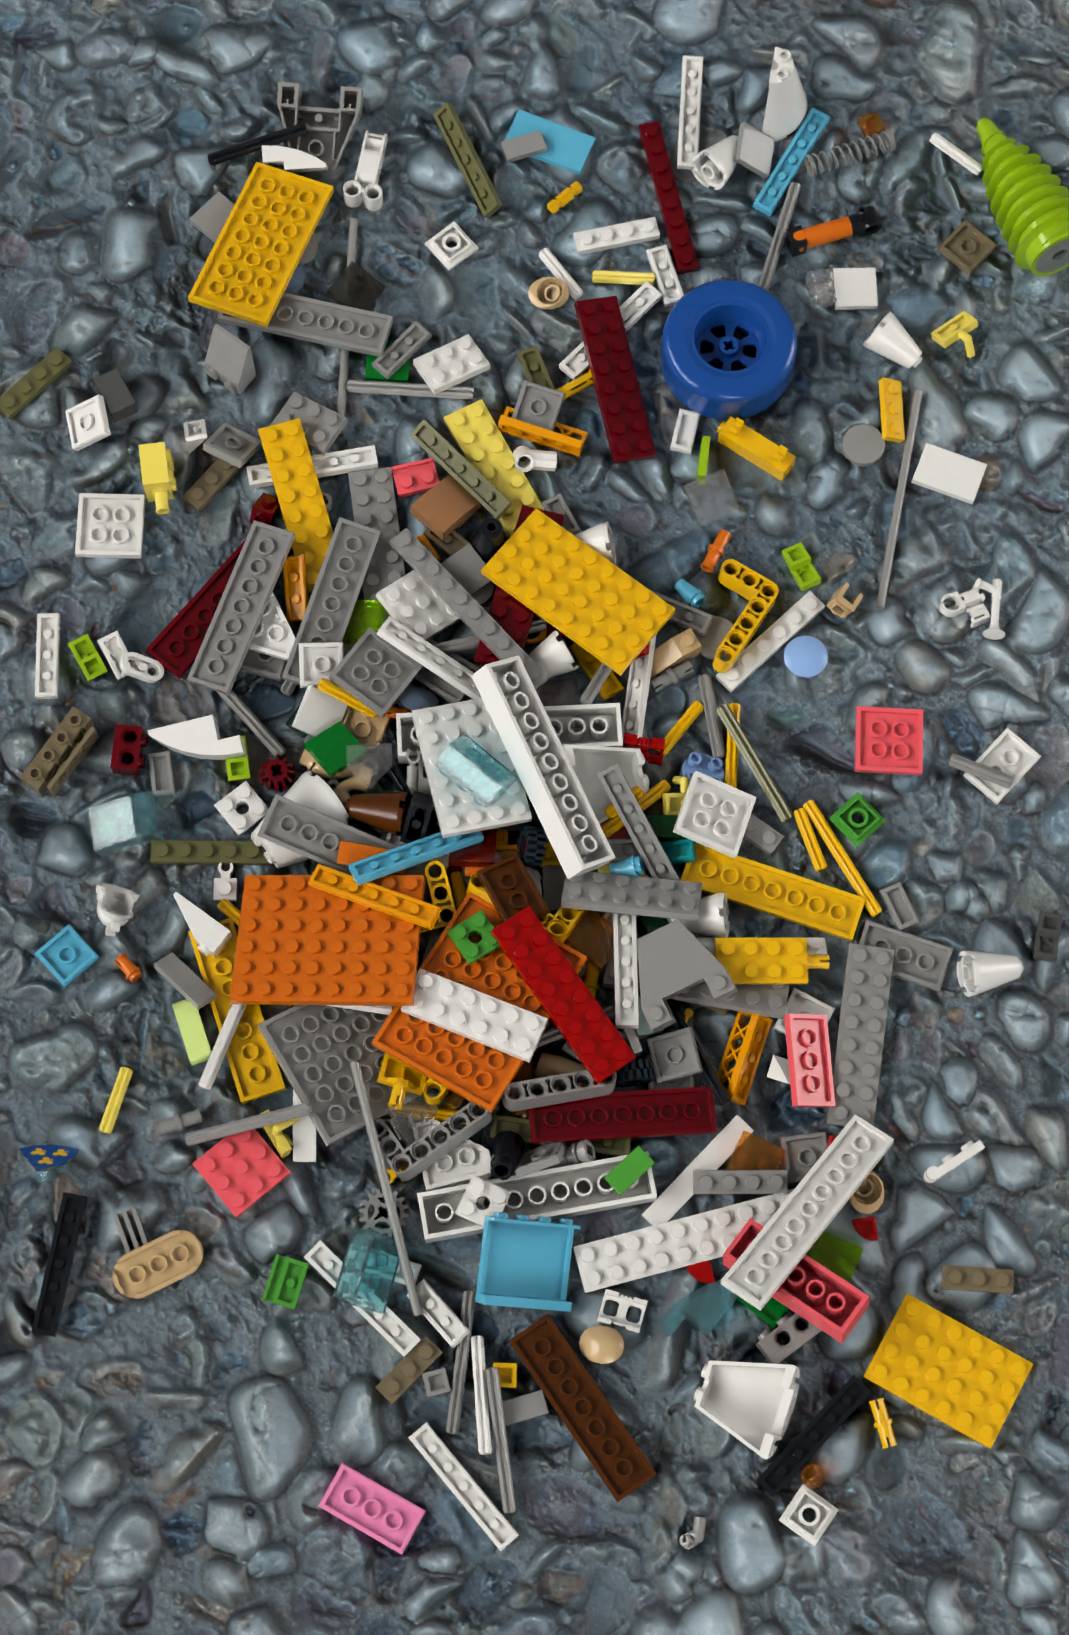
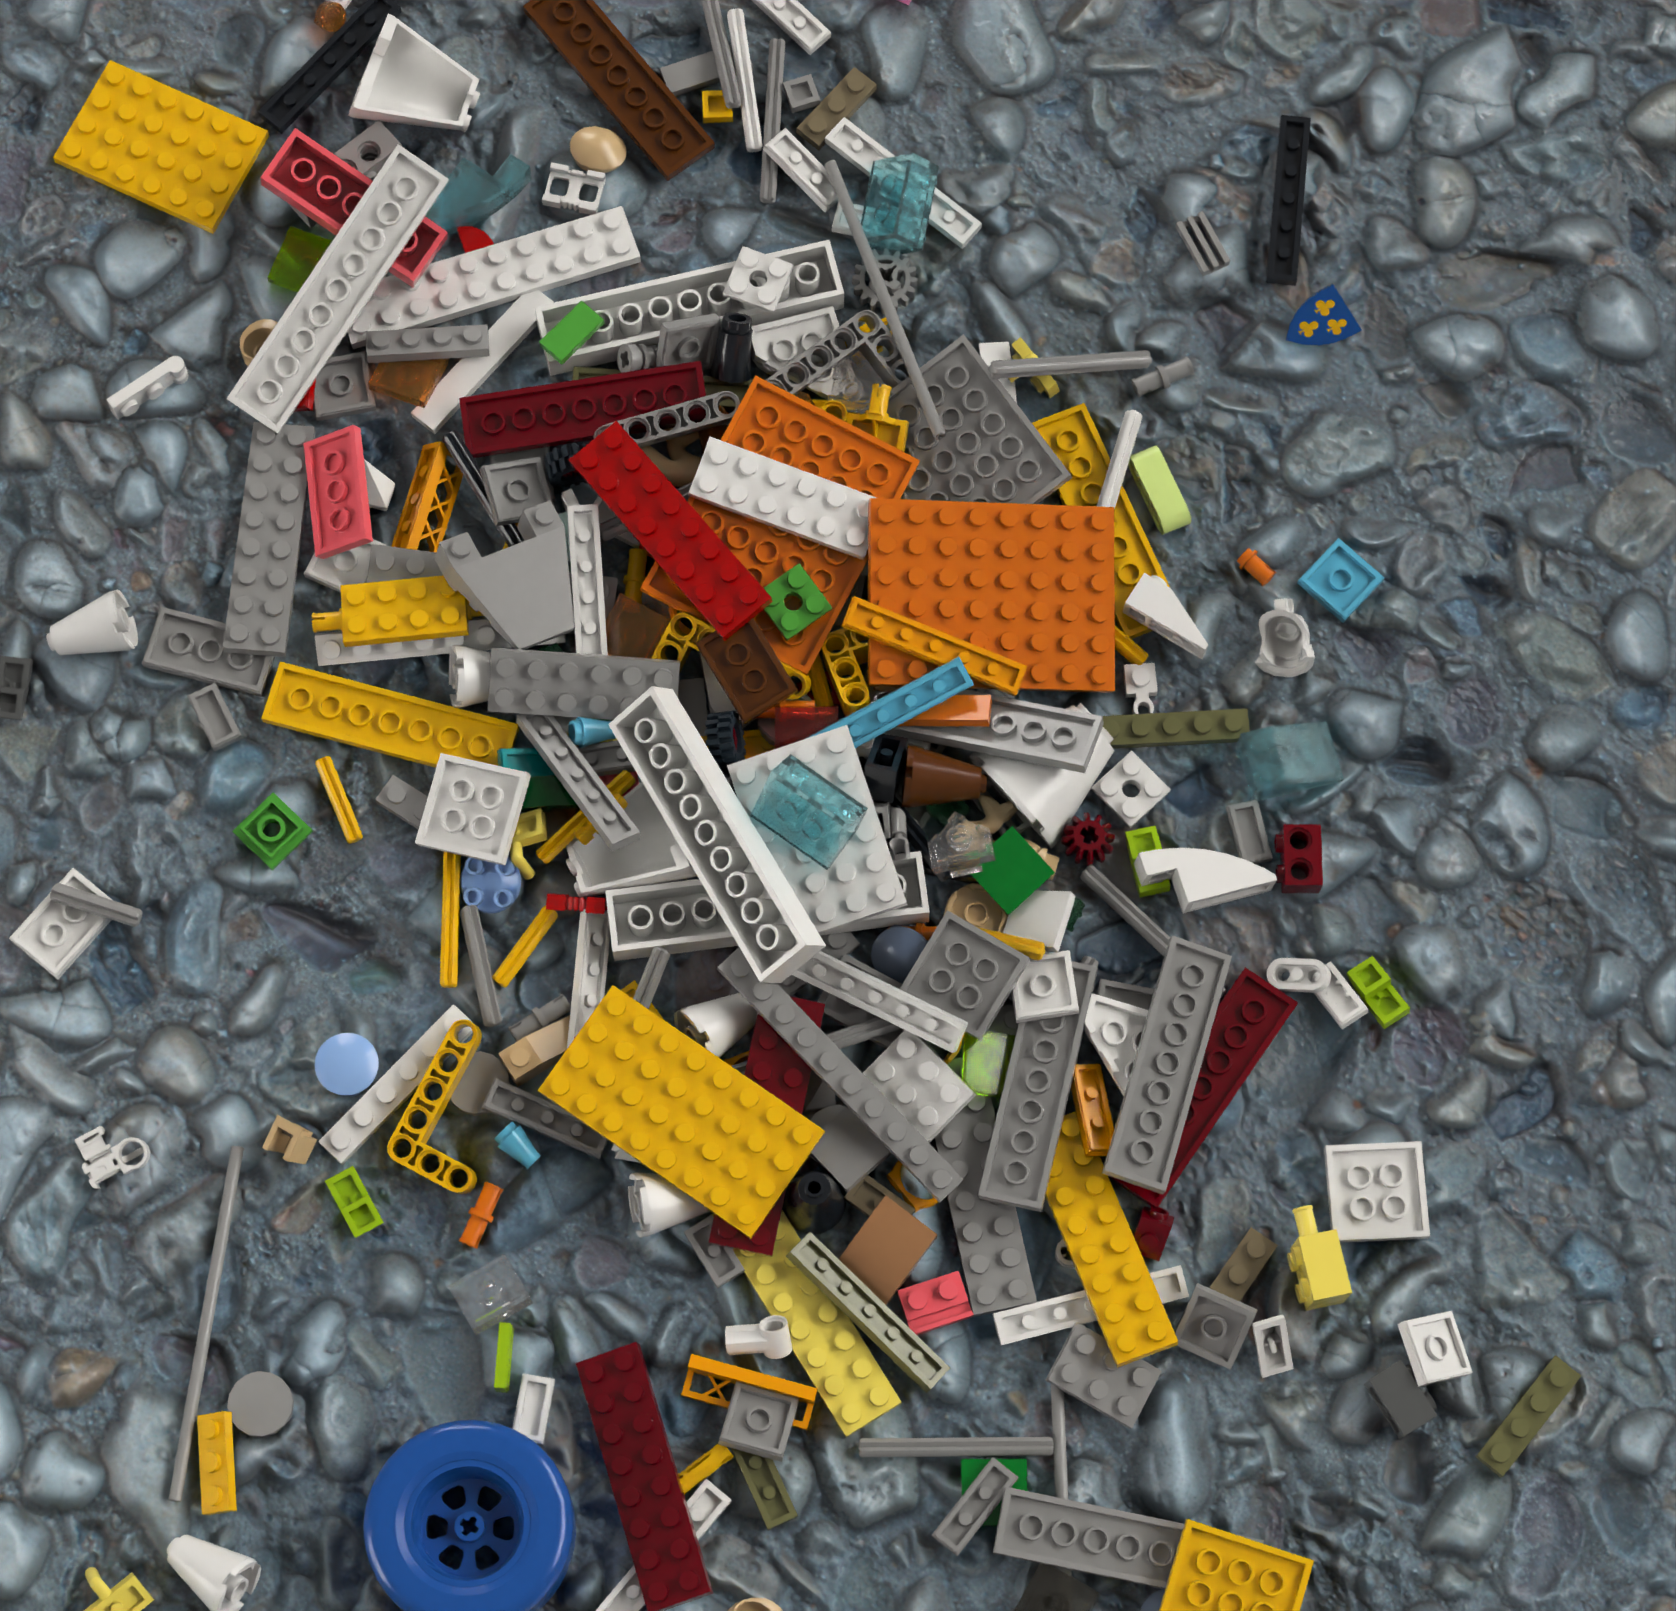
camera: 175 degrees right, 0 degrees up
(47, 656) = (1435, 993): white tile -> none
(60, 754) = (1403, 841): dark tan brick -> none
(115, 1100) = (1247, 401): light yellow axle -> none
(158, 1264) = (1164, 208): tan tile -> none
(185, 981) = (1177, 548): light grey tile -> none
(229, 360) = (1234, 1456): light grey slope -> none
(241, 1170) = (1073, 321): coral plate -> none
(285, 1282) = (1001, 196): bright green plate -> none
(451, 364) = (896, 1489): white plate -> none
(525, 1262) = (698, 215): medium azure panel -> none
(754, 762) = (418, 897): olive axle -> none
(755, 448) = (424, 1381): yellow brick -> none
(842, 857) = (294, 777): yellow axle -> none
(866, 1228) = (263, 306): red tile -> none
(883, 1423) = (244, 80): yellow pin -> none
(888, 740) = (226, 945): coral plate -> none
(949, 473) = (130, 1367): white tile -> none
(977, 1279) = (121, 253): dark tan plate -> none
(995, 588) = (65, 1182): white piece -> none

